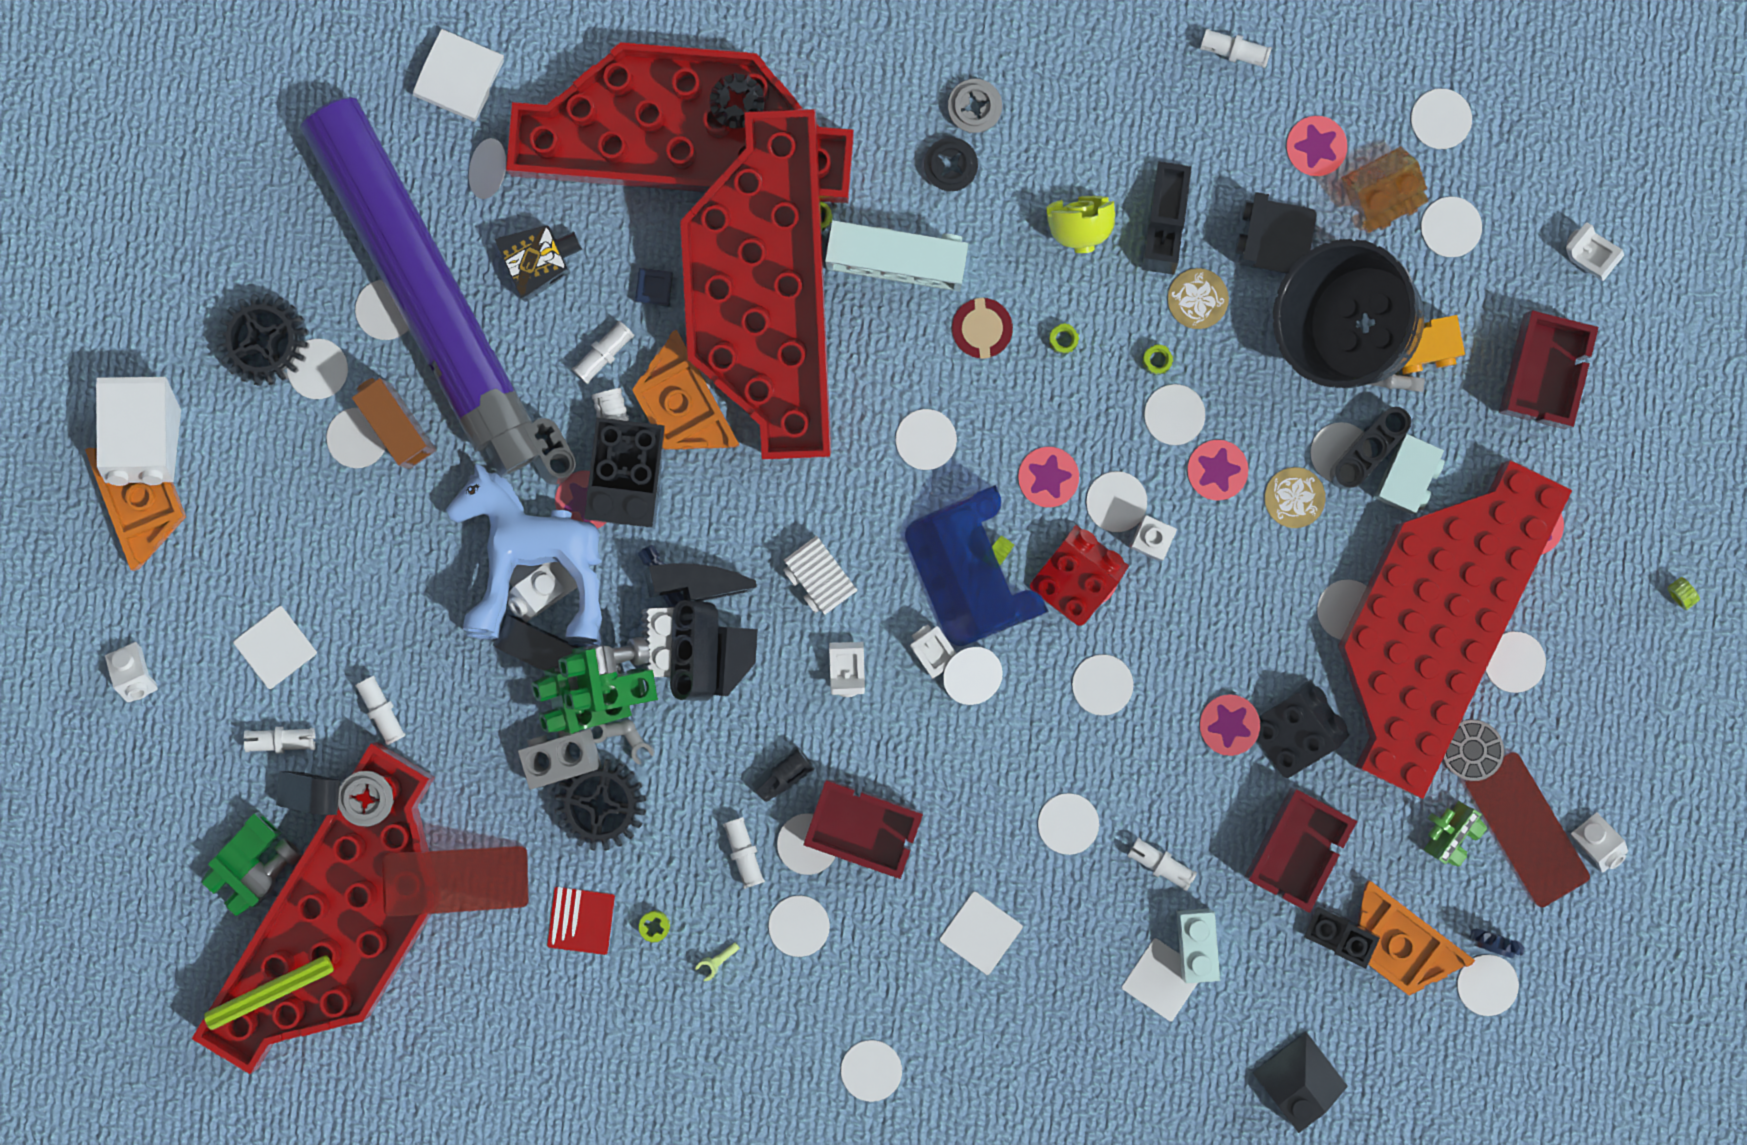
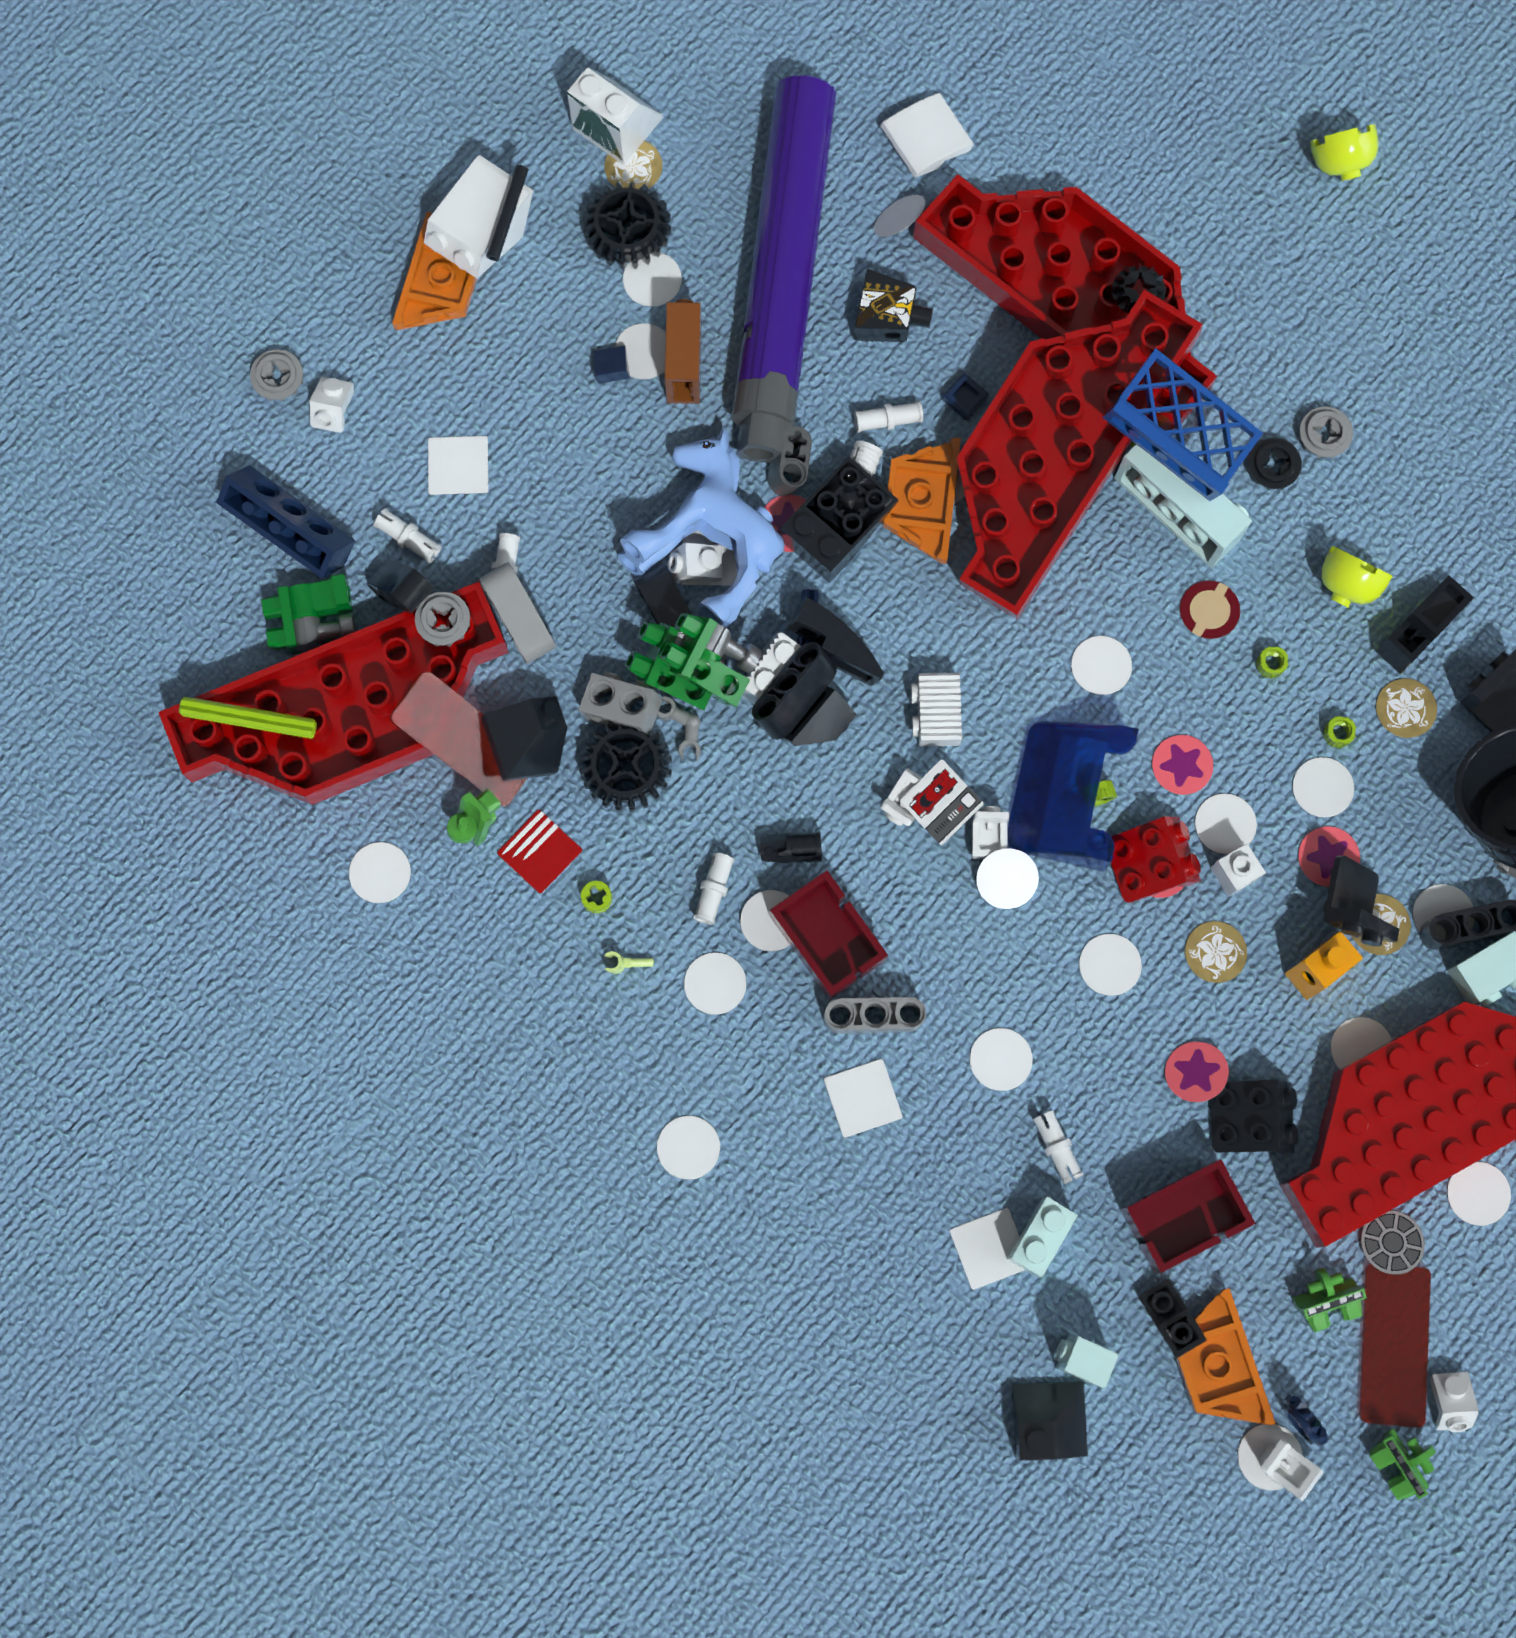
camera: 30 degrees right, 10 degrees down
(51, 683) = (264, 369): none -> light grey gear
(160, 415) = (507, 213): none -> black piece
(171, 803) = (285, 521): none -> dark blue brick
(178, 249) = (610, 115): none -> white slope
(227, 277) = (641, 168): none -> pearl gold sticker
(338, 471) = (611, 364): none -> dark blue slope
(378, 313) = (732, 270): white sticker -> none
(419, 743) = (517, 613): none -> light grey beam
(465, 1030) = (379, 872): none -> white sticker
(505, 843) = (527, 738): none -> black slope
(510, 939) = (473, 818): none -> bright green hips
(849, 235) = (1167, 449): none -> blue fence
(877, 654) = (941, 802): none -> sticker
(937, 879) = (890, 1007): none -> light grey beam
(1179, 614) = (1216, 952): none -> pearl gold sticker
(1262, 502) = (1352, 903): none -> black bracket
(1273, 567) = (1324, 964): none -> light orange torso
(1297, 1020) = (1085, 1360): none -> light aqua brick
(1510, 987) = (1290, 1469): none -> white bracket
(1597, 915) = (1411, 1479): none -> bright green hips

